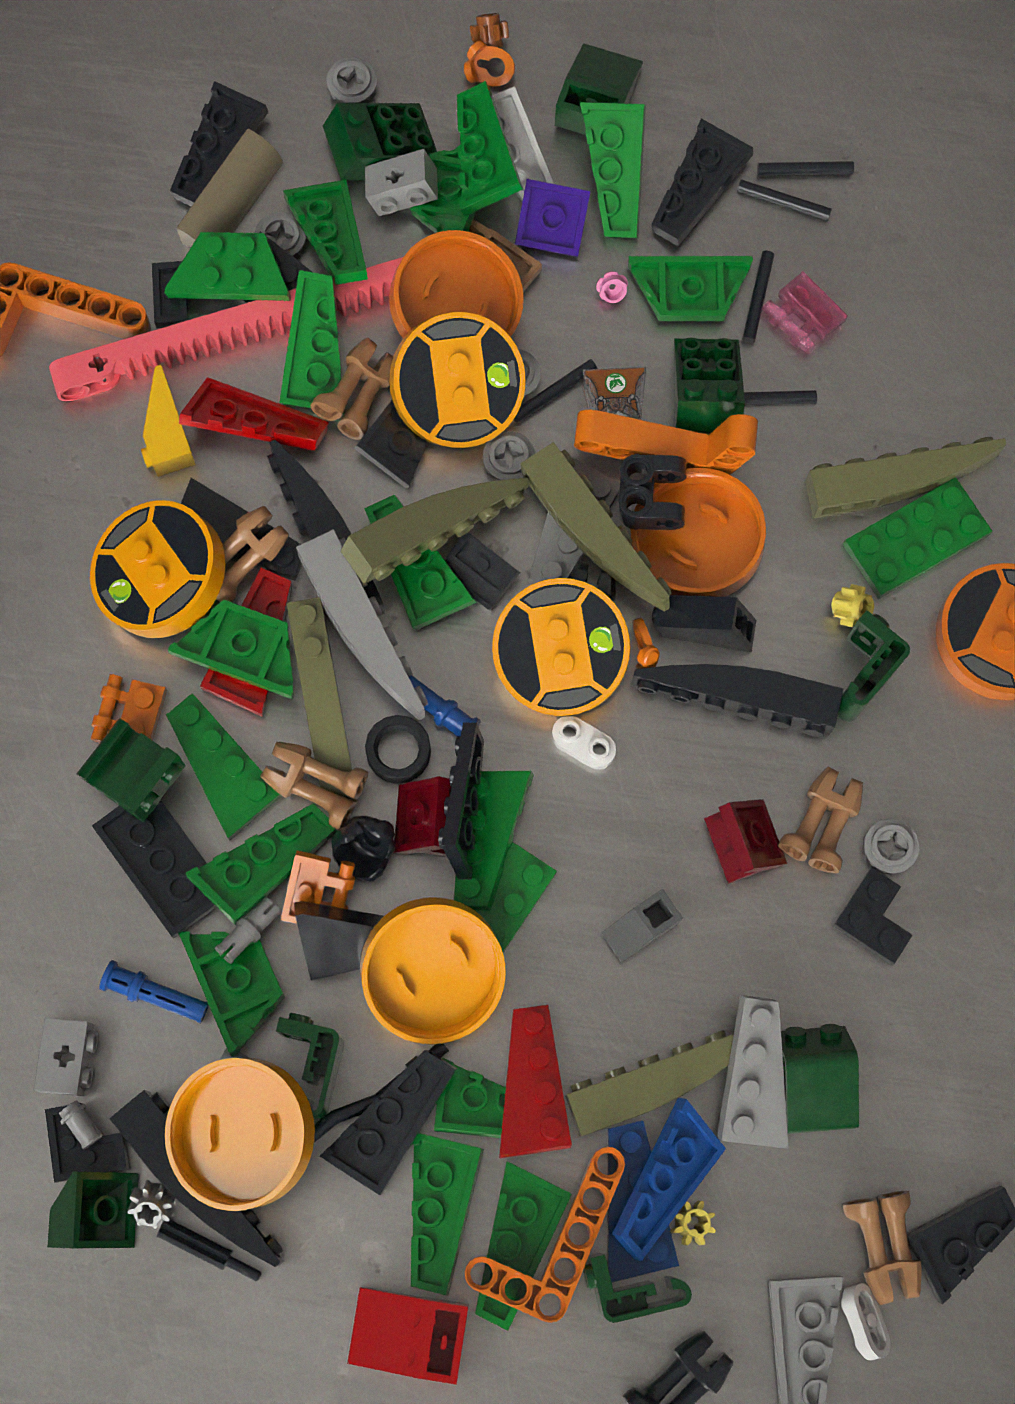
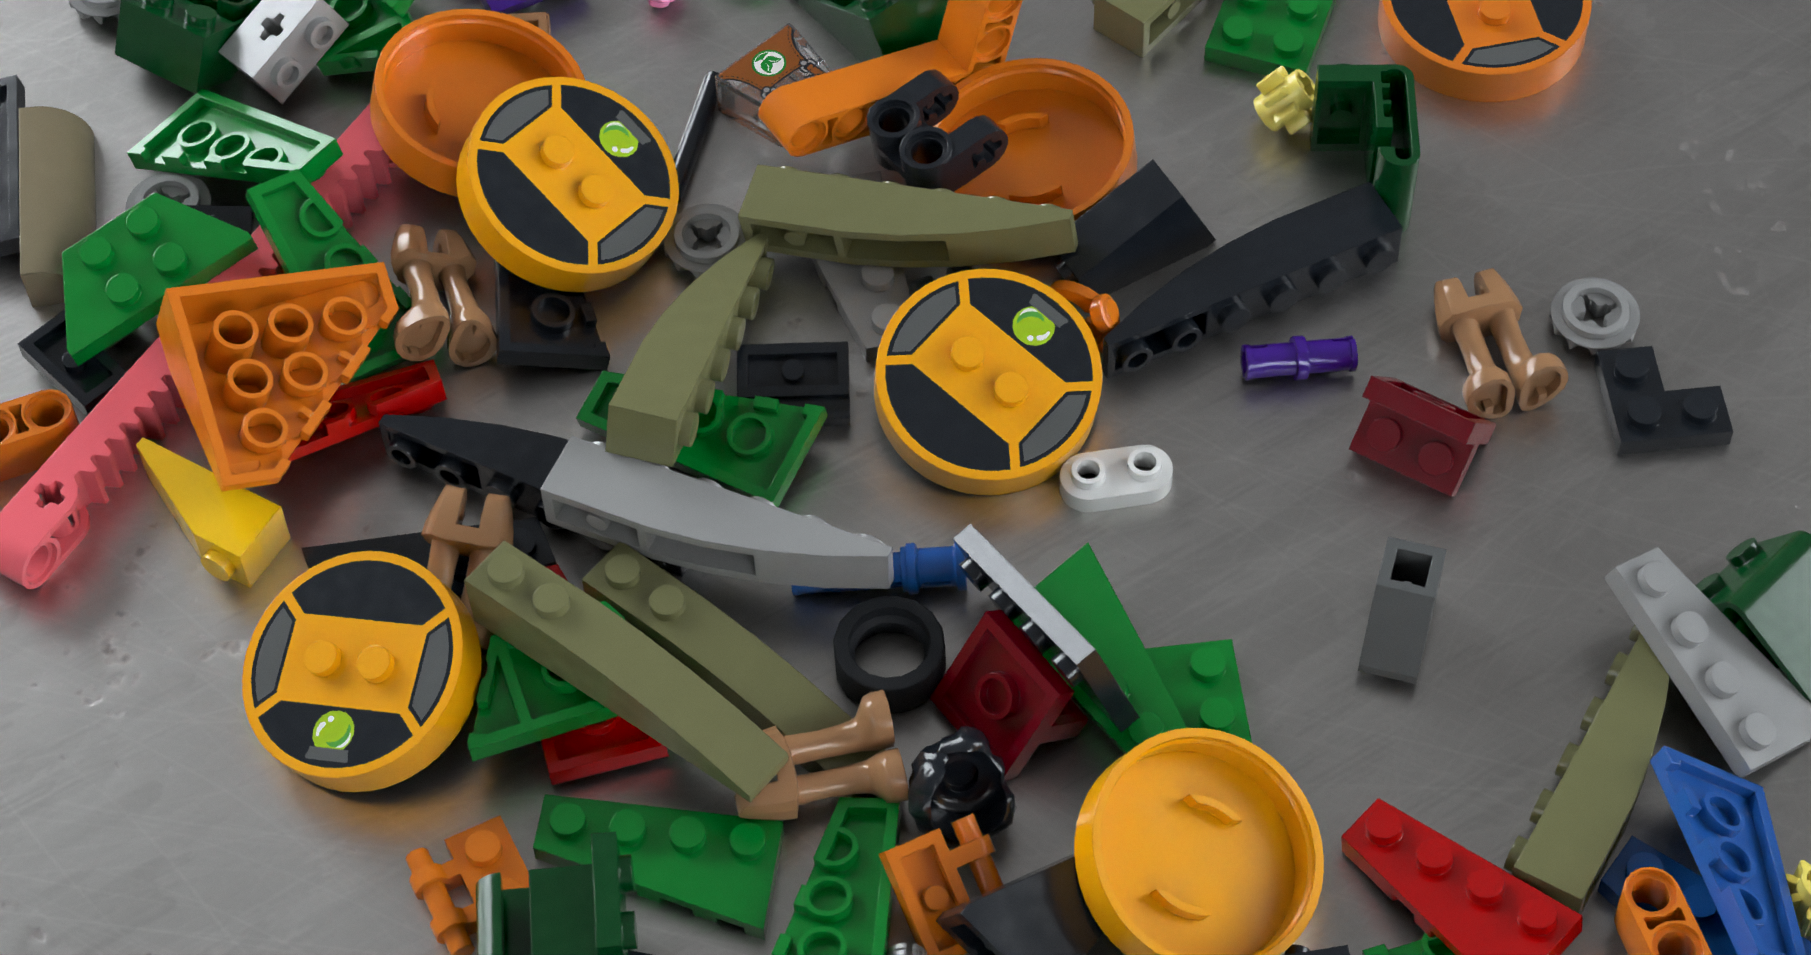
camera: 35 degrees left, 20 degrees down
(239, 372) = (267, 358): none -> orange slope
(256, 672) = (620, 669): none -> olive slope
(725, 751) = (1298, 358): none -> dark purple pin

